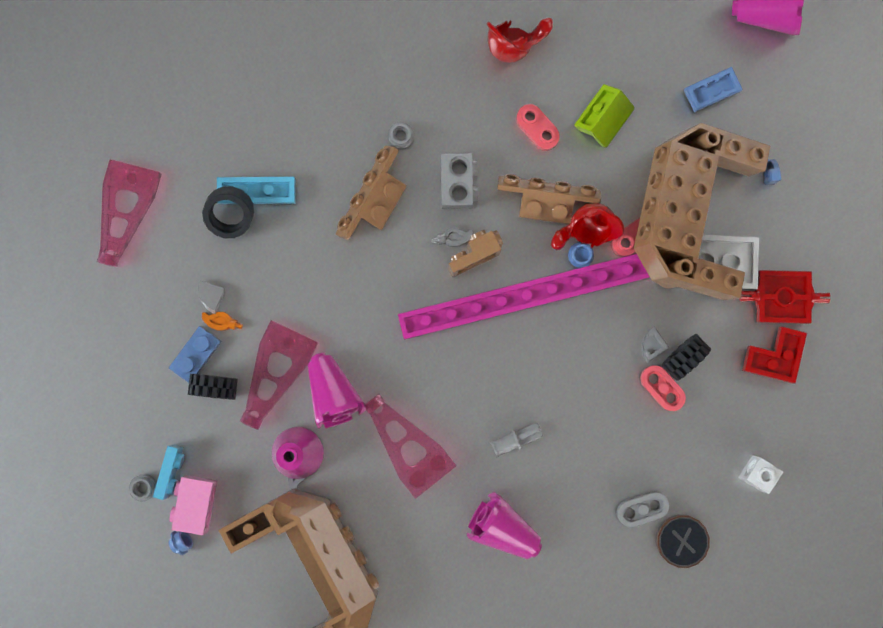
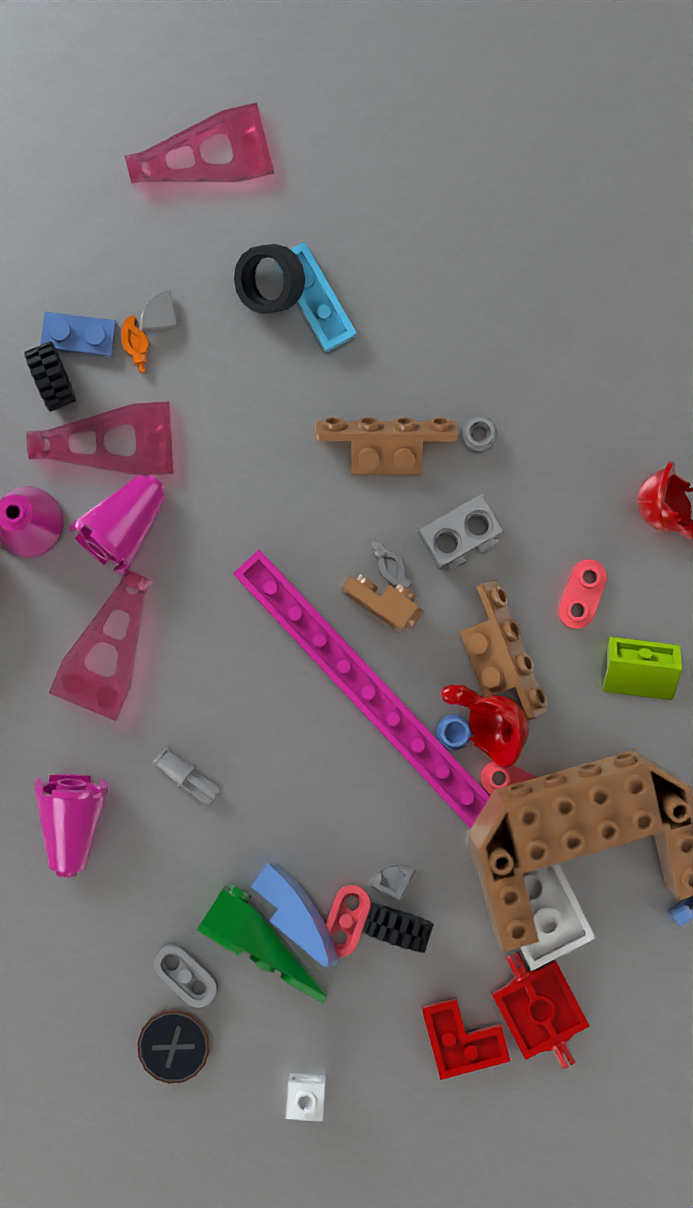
camera: 55 degrees right, 0 degrees up
(633, 456) = (242, 927): none -> green wedge
(643, 416) = (296, 914): none -> medium blue slope

